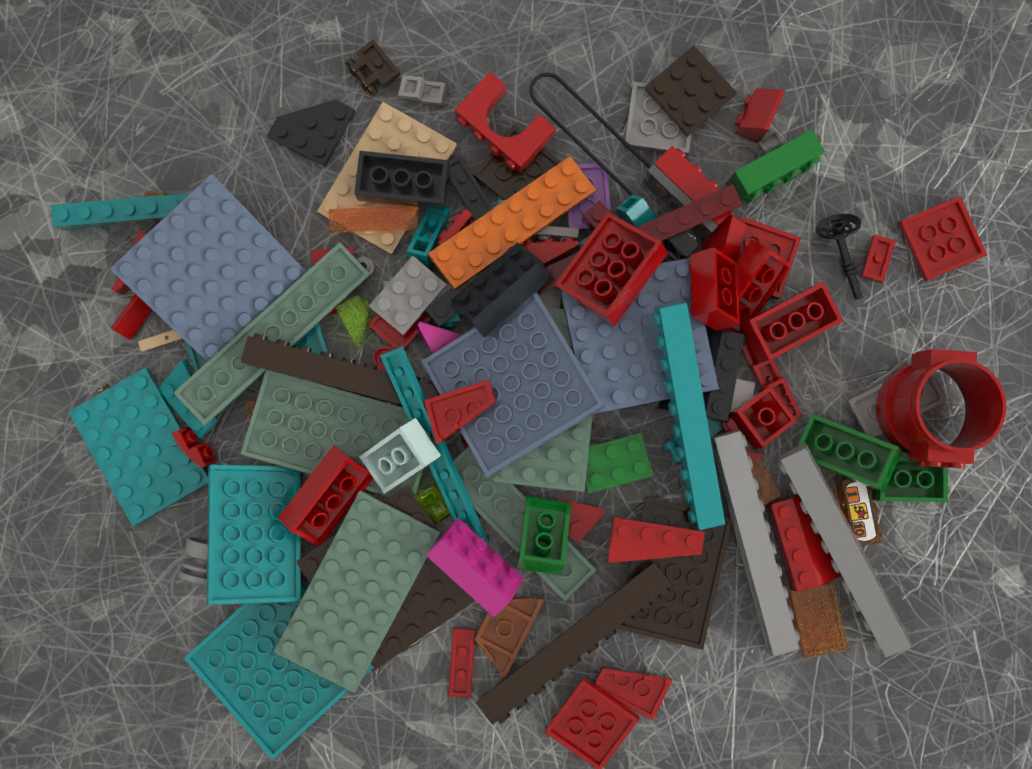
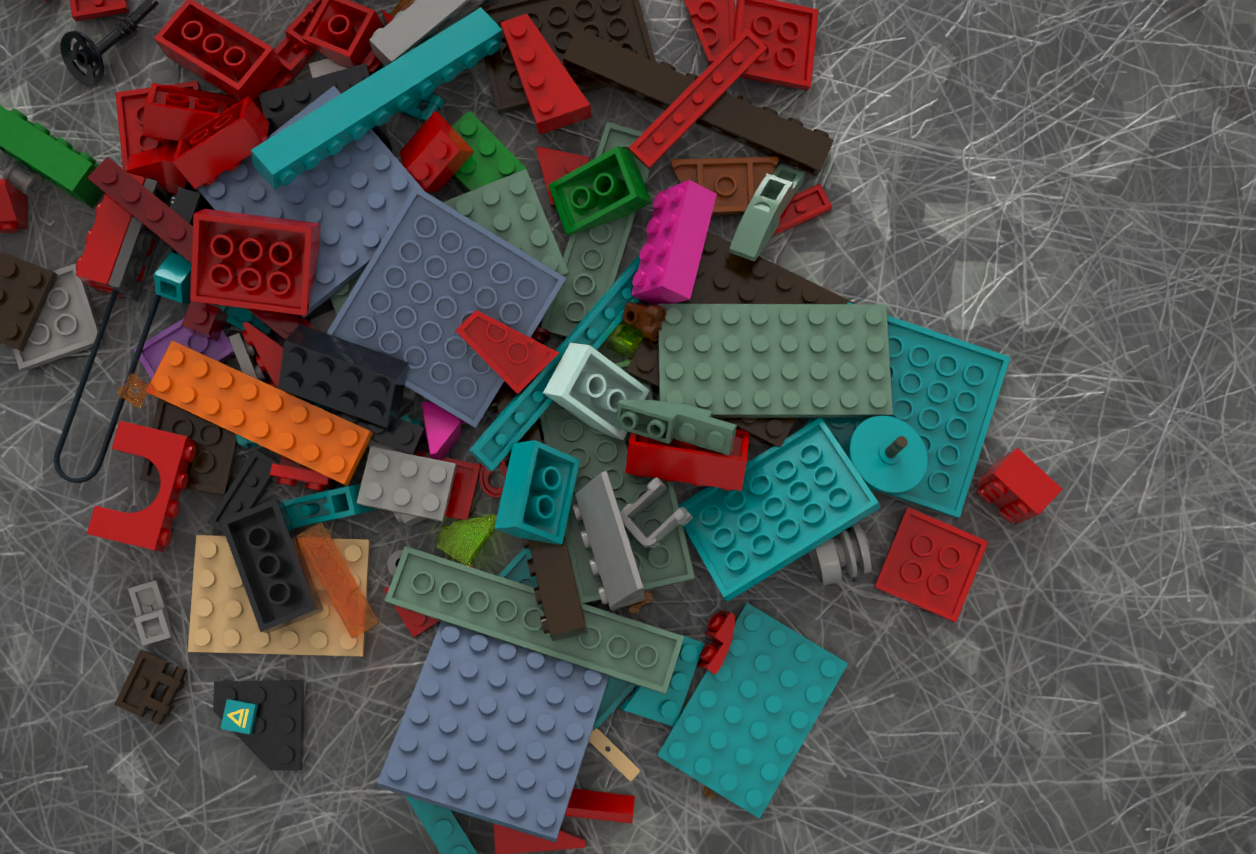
camera: 115 degrees left, 5 degrees down
(165, 620) = (930, 564): none -> red plate
(174, 708) = (1017, 487): none -> red brick
(245, 632) = (888, 454): none -> teal piece
(287, 407) = (609, 544): none -> light grey slope
(287, 432) = (655, 490): none -> light grey piece
(319, 113) = (239, 716): none -> teal tile
(348, 377) = (537, 493): none -> teal slope
(350, 493) = (671, 421): none -> sand green slope
(435, 518) = (645, 318): none -> reddish brown plate
(467, 646) = (764, 211): none -> sand green slope
(569, 144) = (126, 392): none -> clear orange plate
(571, 643) = (697, 98): none -> red plate
(631, 433) = (434, 153): none -> red slope

